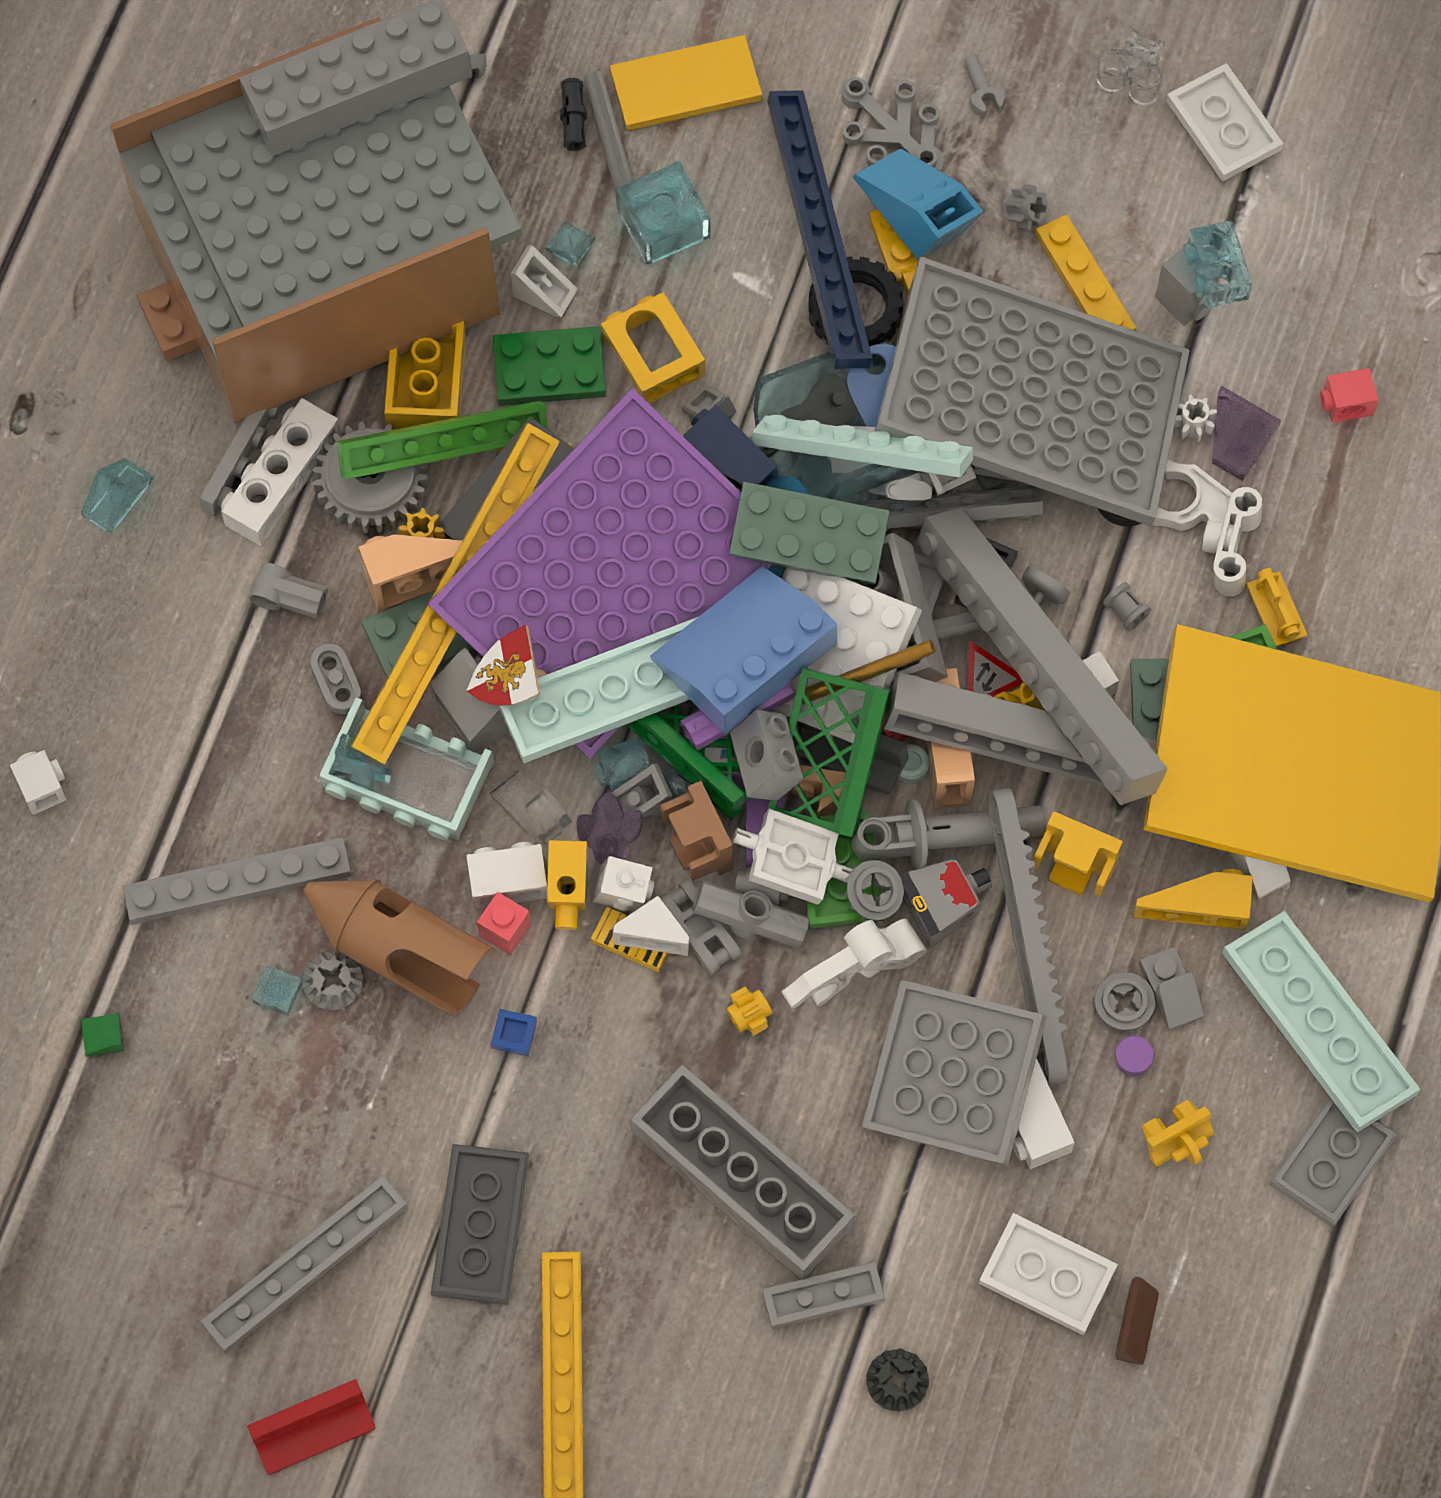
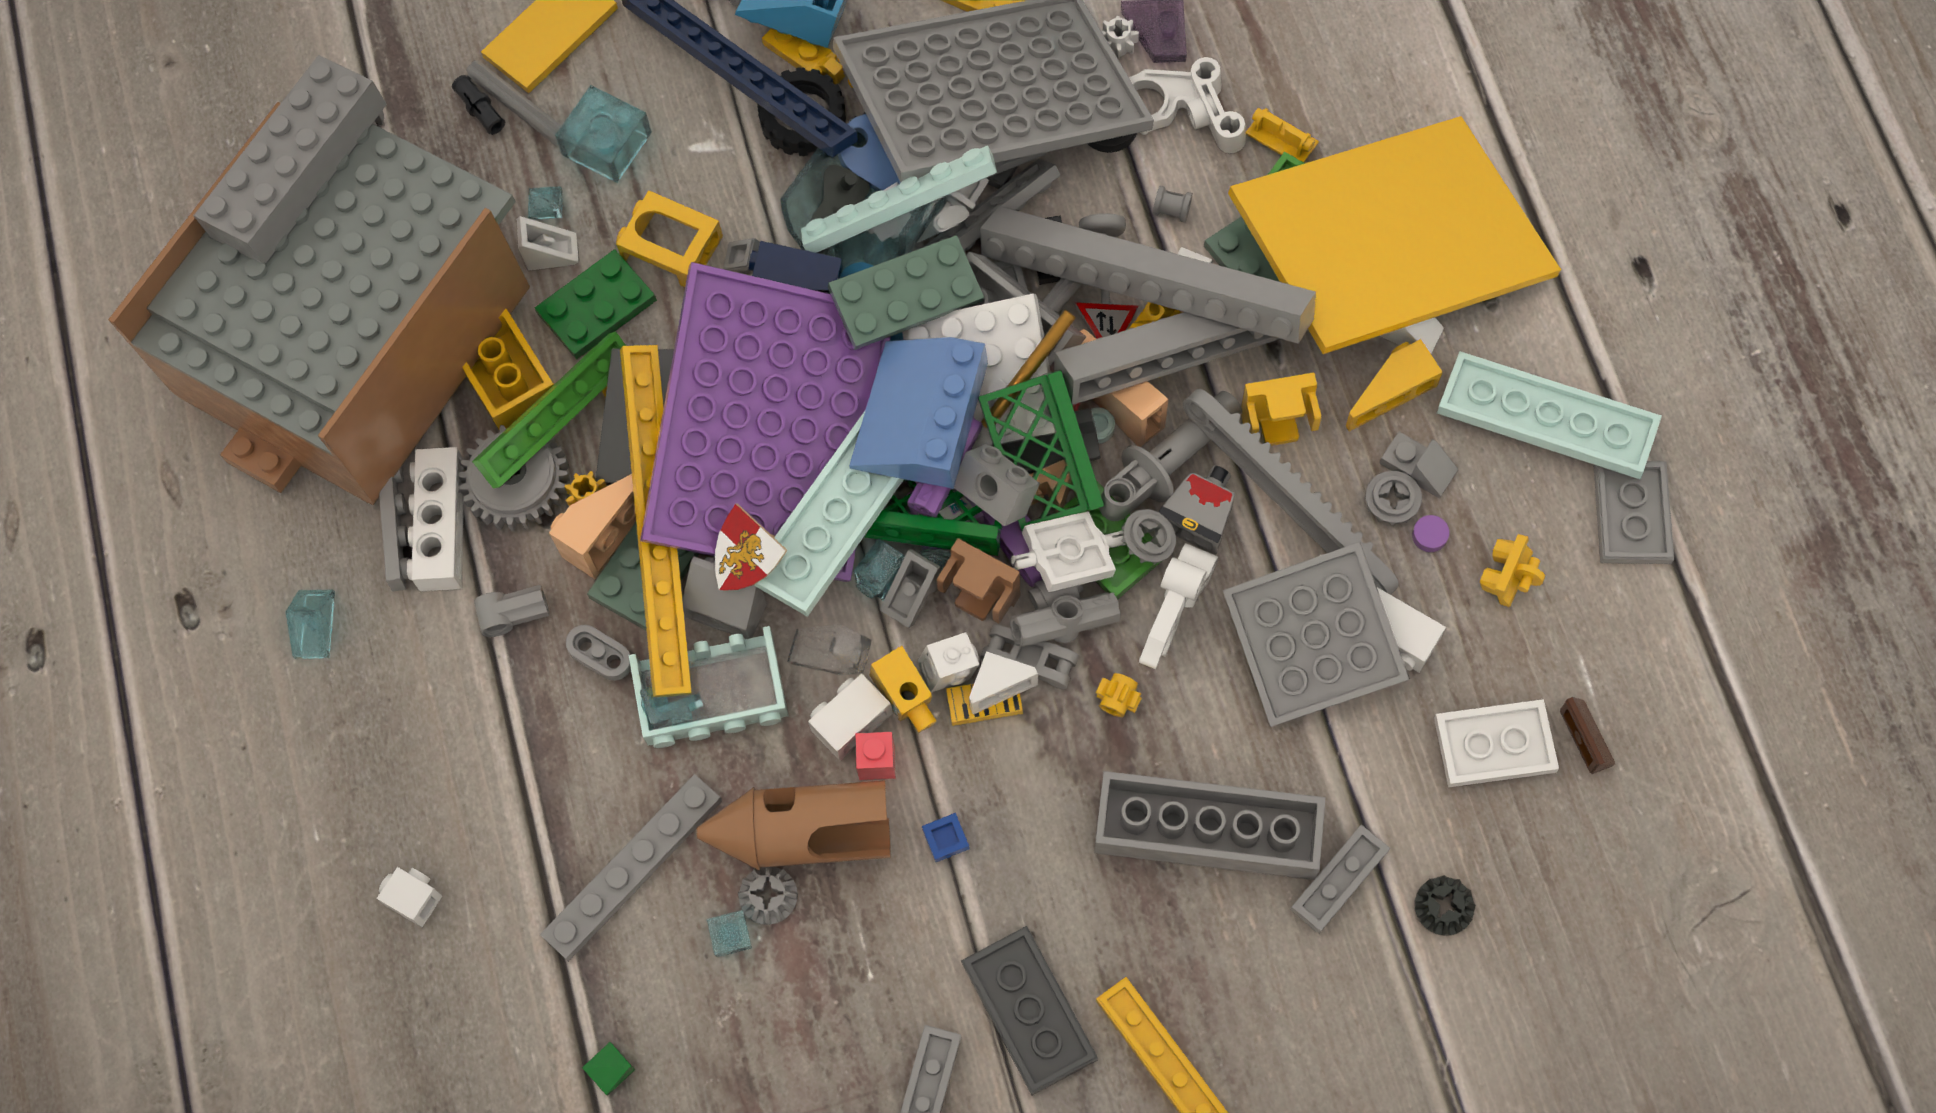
camera: 30 degrees left, 0 degrees up
(609, 825) = (901, 622): clear purple plate -> none

